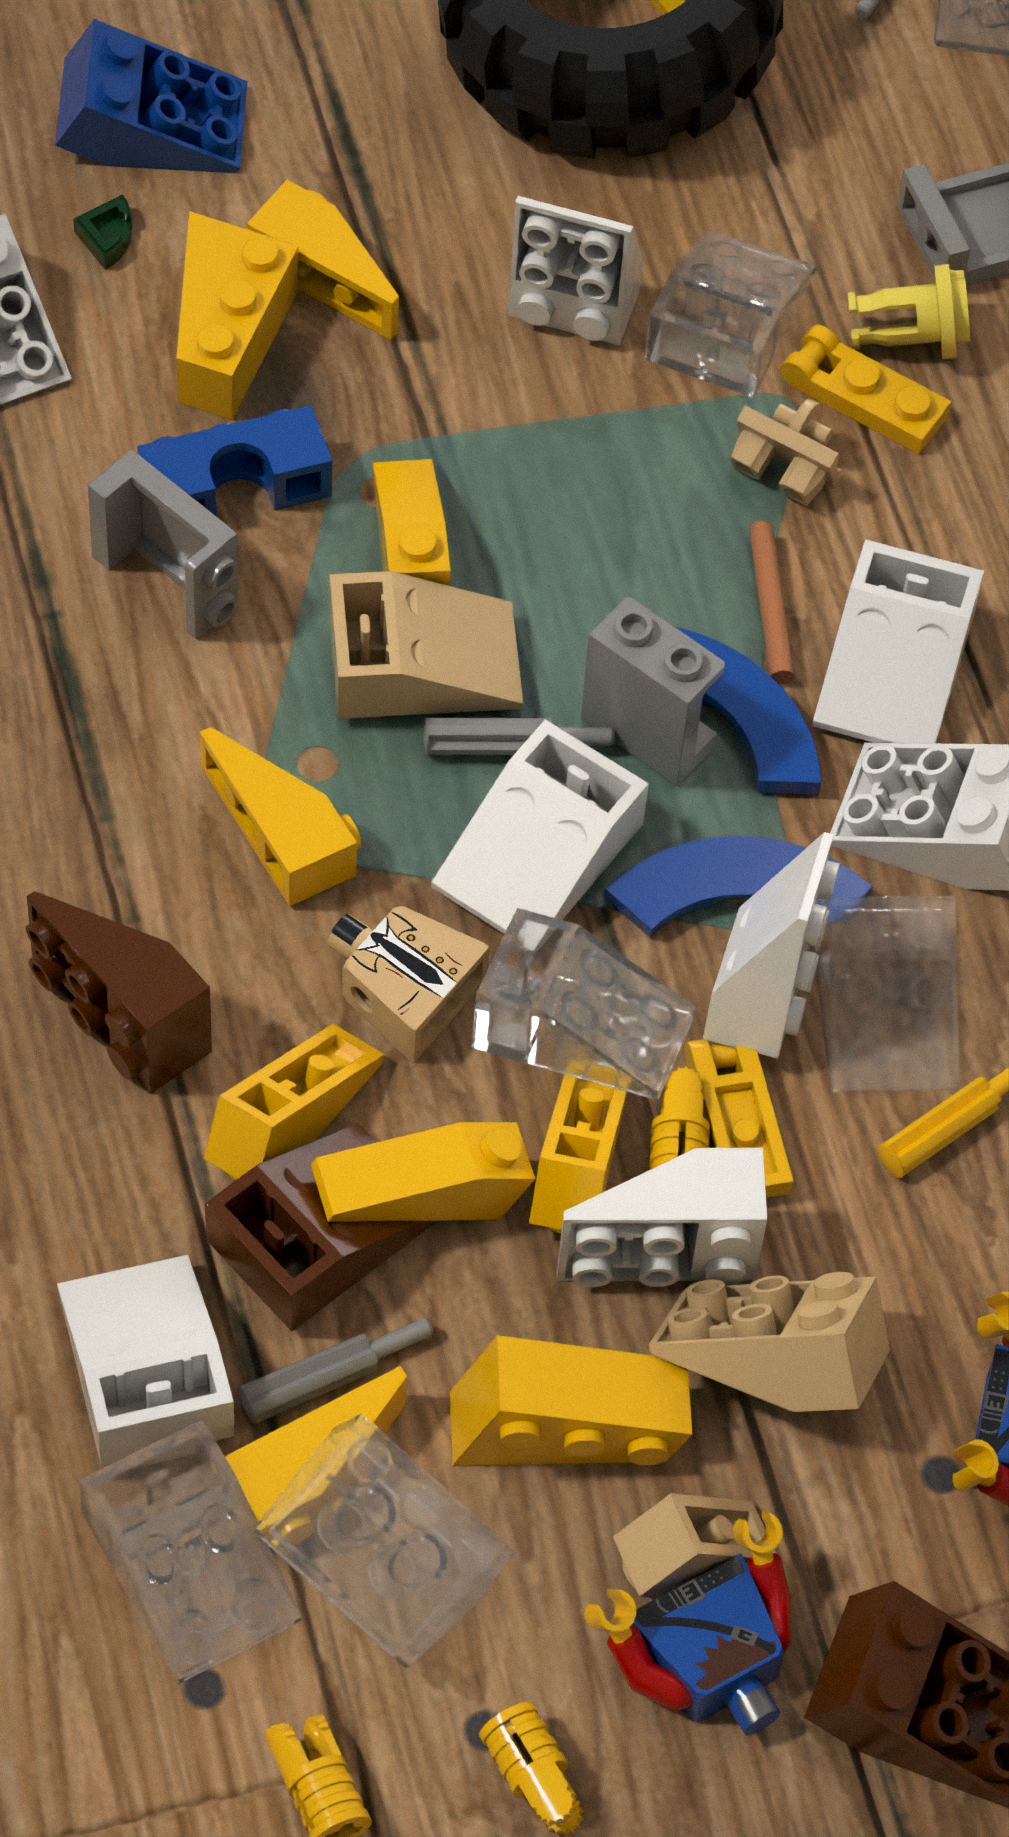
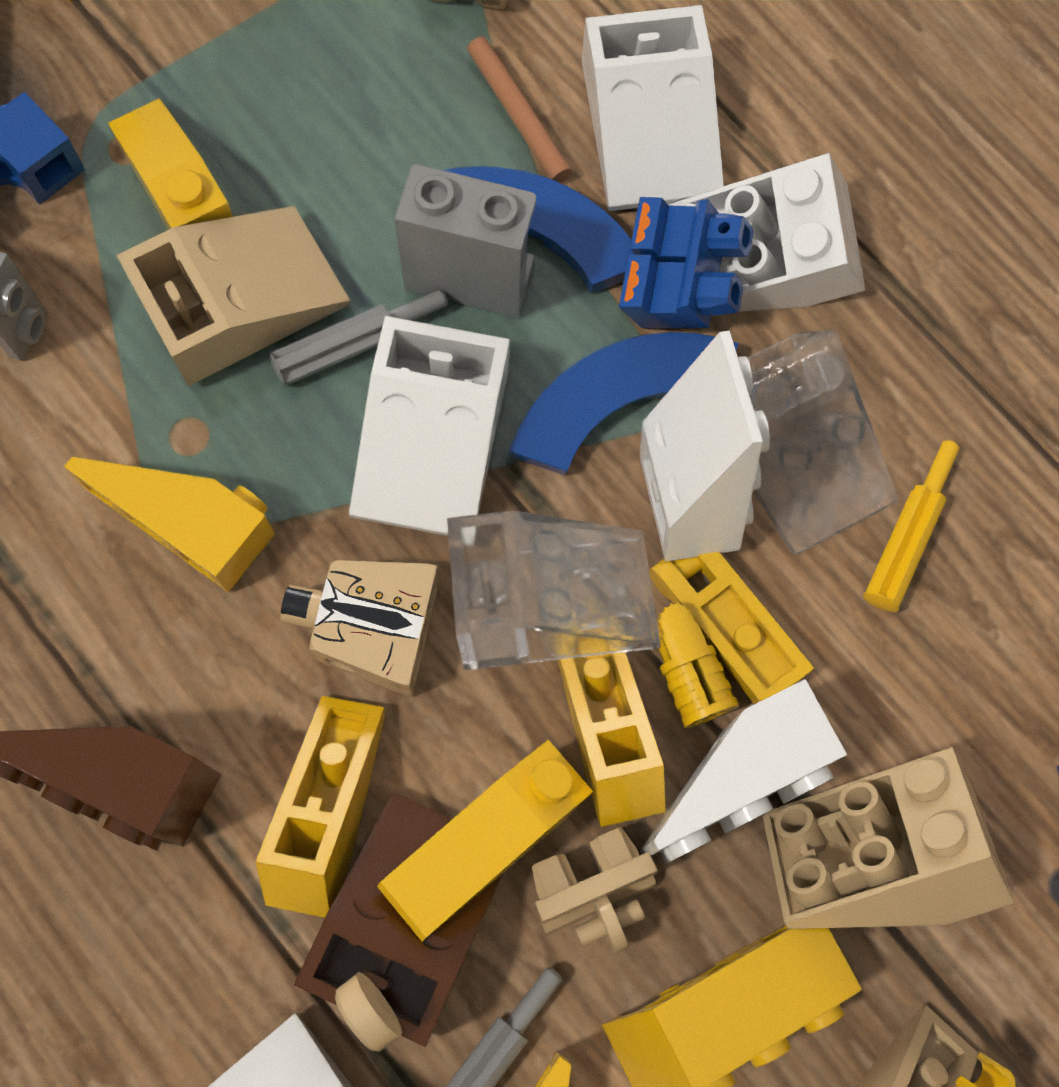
camera: 25 degrees left, 15 degrees up
(259, 1235) = (367, 1012): none -> tan tile
(498, 1274) = (621, 877): none -> tan hips
(846, 790) = (677, 264): none -> blue hips

